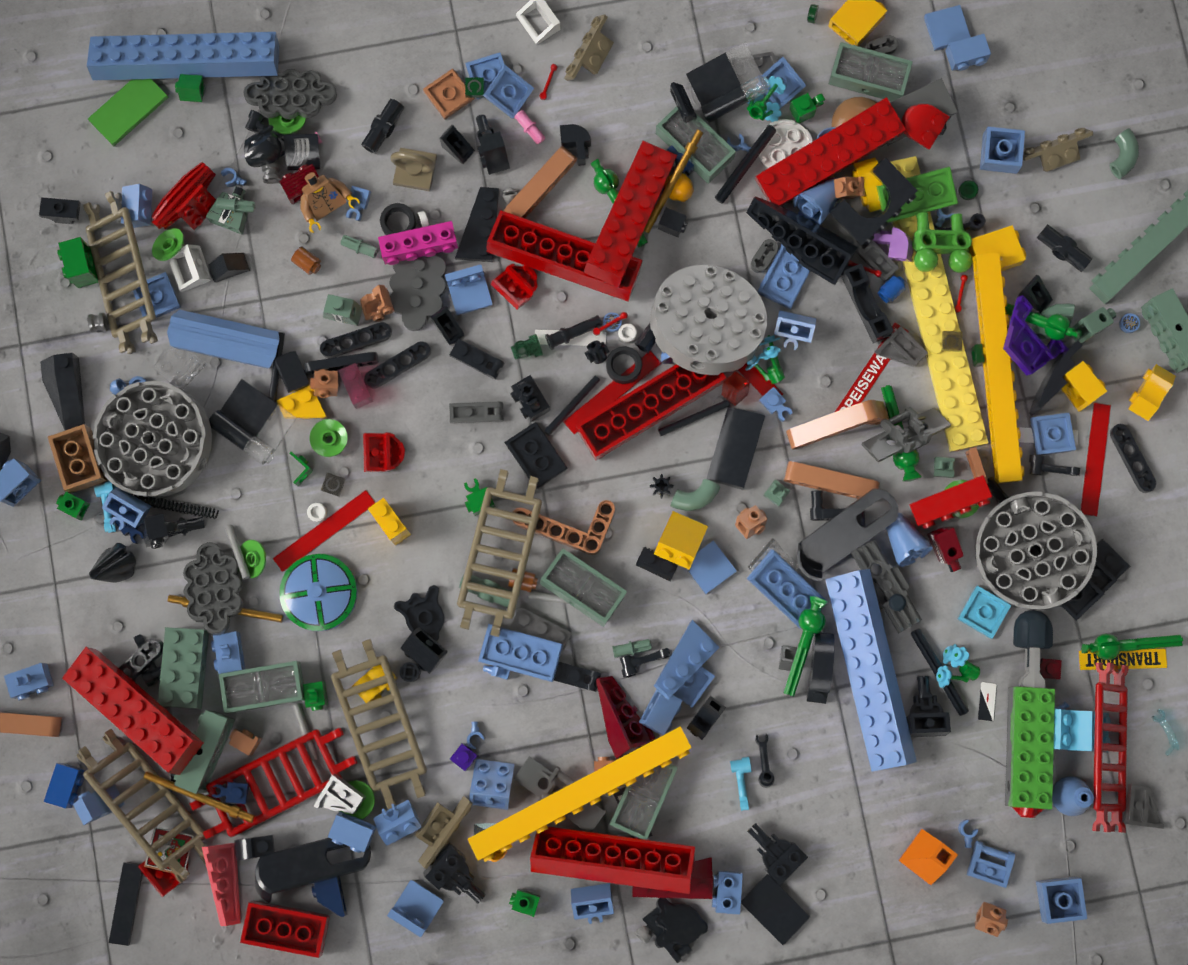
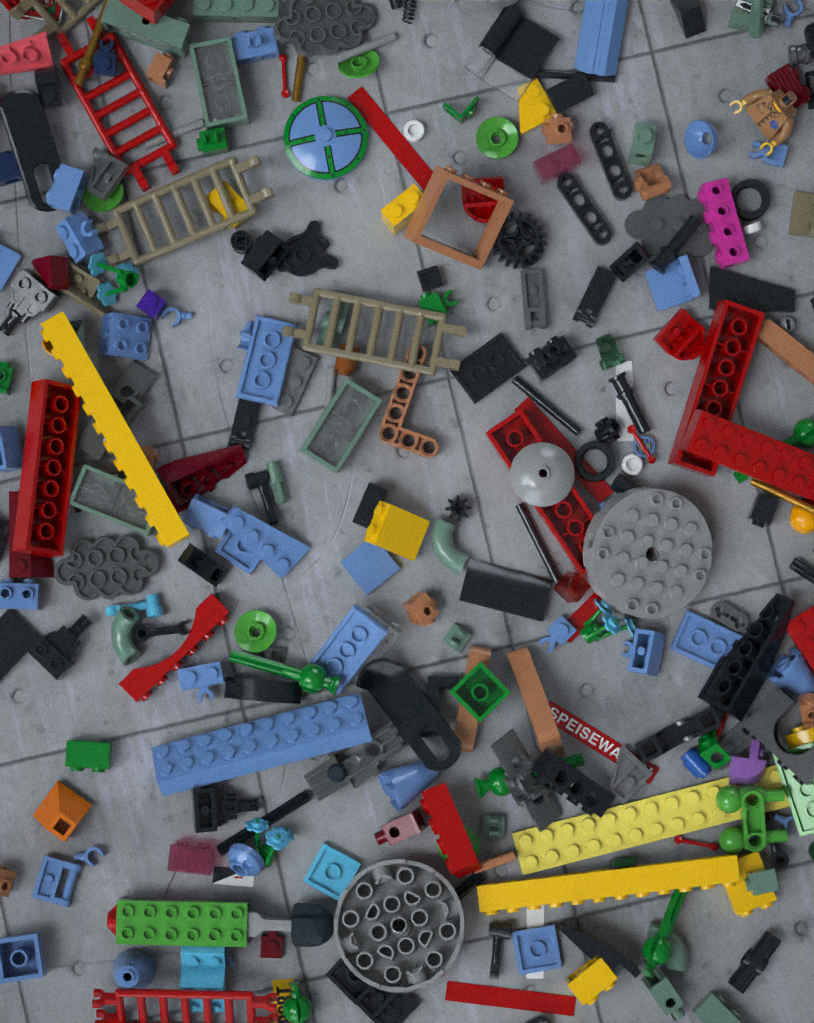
camera: 90 degrees right, 5 degrees up
(274, 628) = (285, 93): none -> red hinge
(306, 261) = (698, 100): dark orange brick -> none
(333, 484) = (445, 146): clear smoke tile -> none
(338, 363) = (582, 147): black beam -> none
(343, 265) = (695, 139): none -> medium blue piece
(359, 246) = (718, 158): sand green axle -> none
(388, 496) = (428, 201): none -> nougat window
(424, 407) = (520, 222): none -> black gear
(428, 847) = (53, 271): none -> dark red slope
(432, 781) = (126, 277): none -> plant
(441, 291) = (668, 252): none -> black pin
(452, 503) = (430, 278): none -> black plate
(635, 421) = (542, 490): none -> light grey dish
(704, 808) = (107, 567): none -> dark grey plate
(759, 679) = (248, 624): none -> bright green dish
(767, 795) = (122, 635): none -> sand green cylinder
(808, 723) = (201, 677): none -> medium blue brick
(808, 777) = (207, 617): none -> red arch
(828, 470) = (479, 692): none -> green brick
(876, 830) = (88, 755): none -> green brick
(878, 275) = (708, 745): none -> green bracket
(909, 394) = (550, 764): none -> black brick
(951, 341) = (637, 831): clear smoke tile -> none
(971, 738) = (191, 858): none -> clear pink brick
(975, 689) = (245, 860): none -> medium blue piece
(997, 235) = (761, 881): none -> sand green brick
(1024, 345) = (634, 912): dark purple wing -> none
(1037, 294) = (697, 929): black slope -> none

